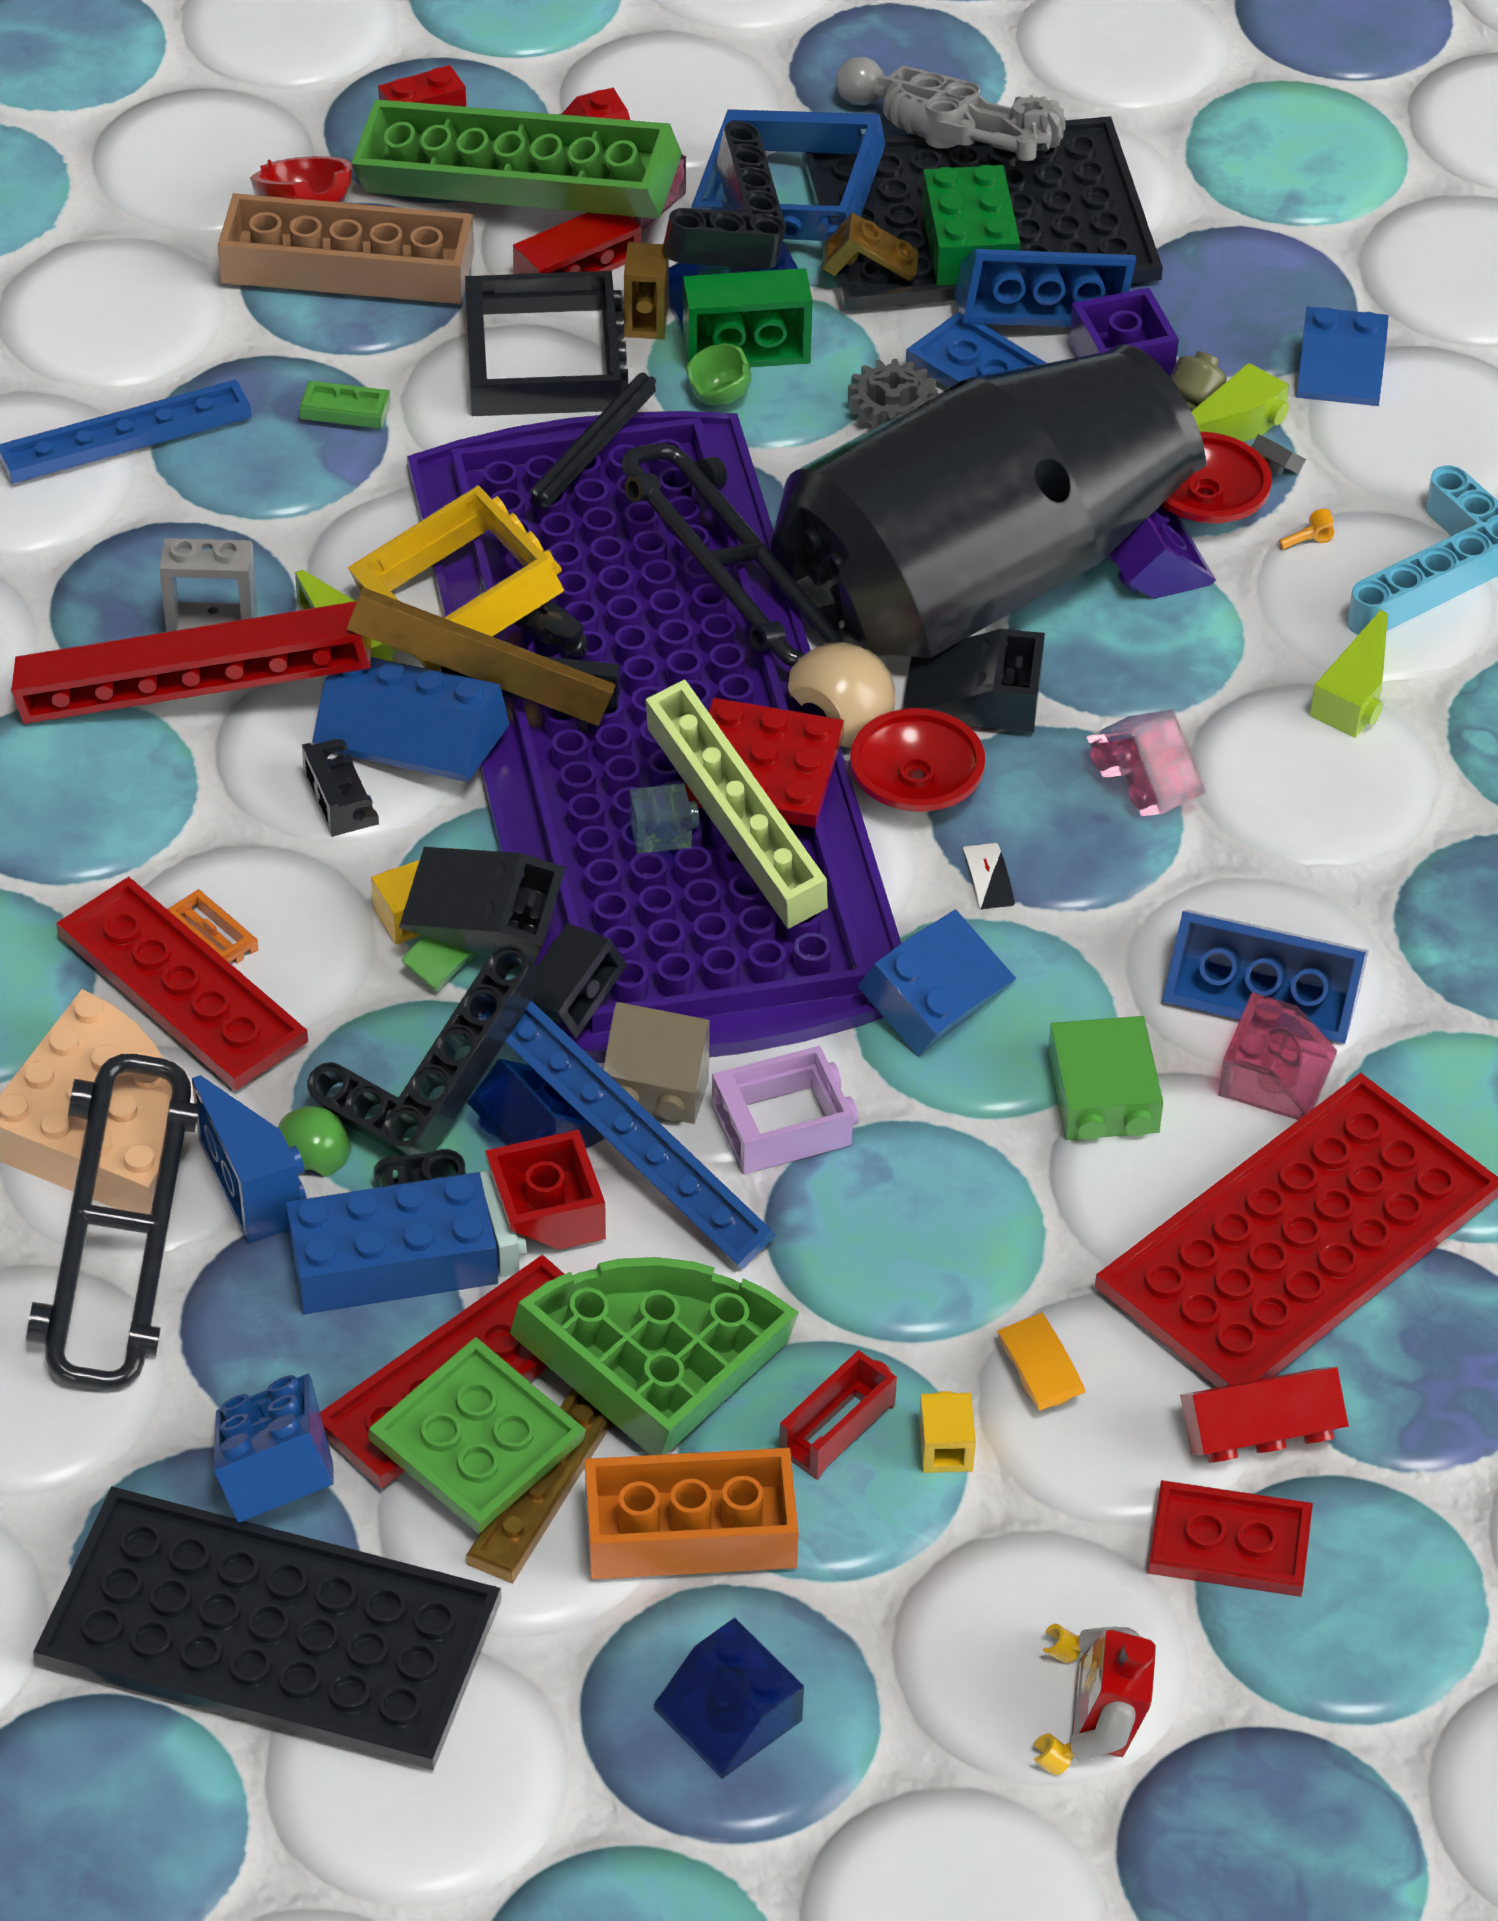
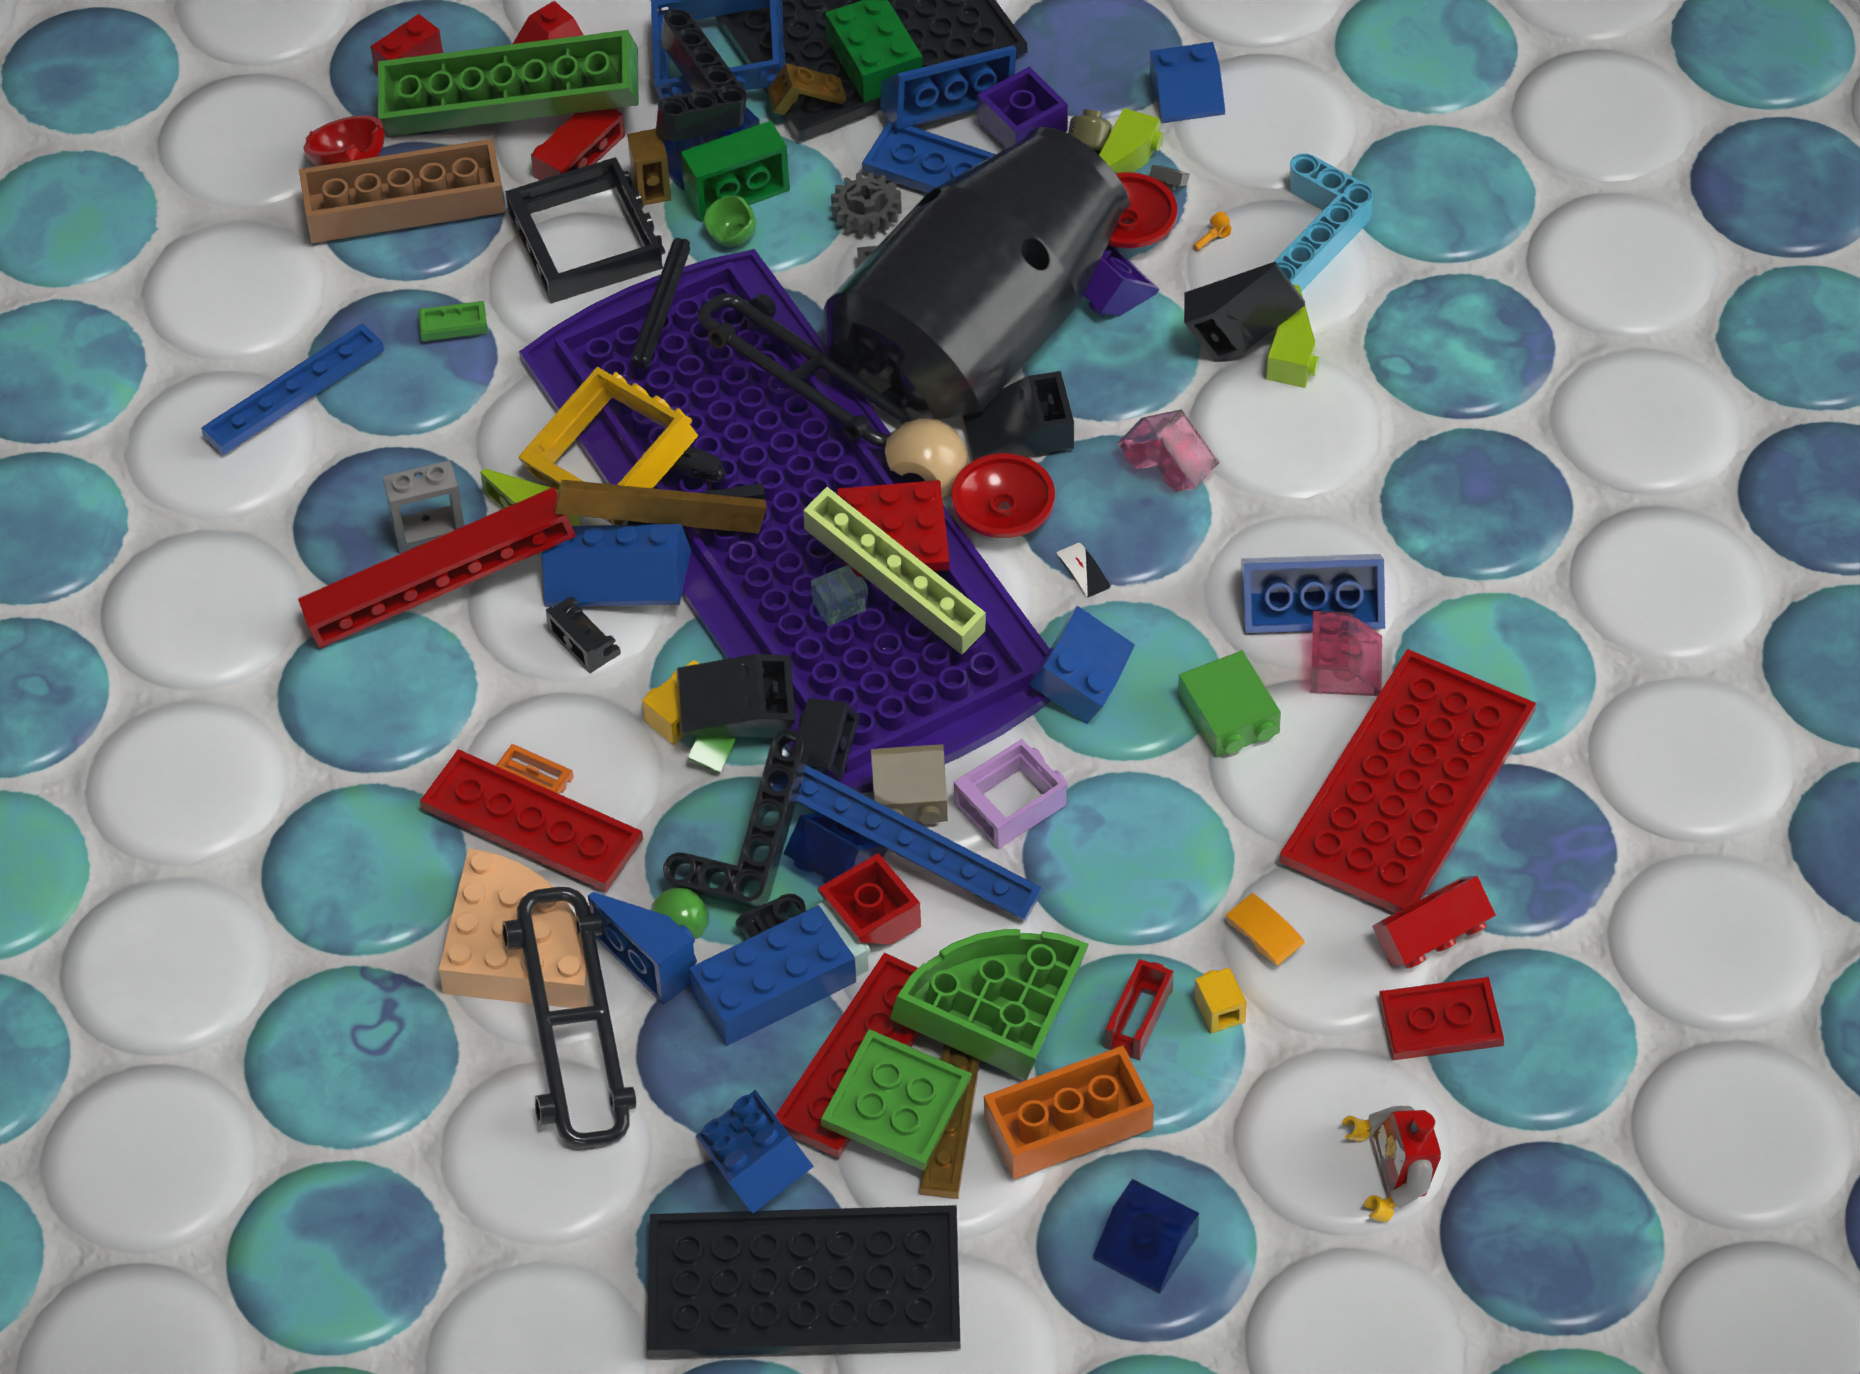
camera: 15 degrees left, 5 degrees up
(1298, 618) = (1240, 310): none -> black slope

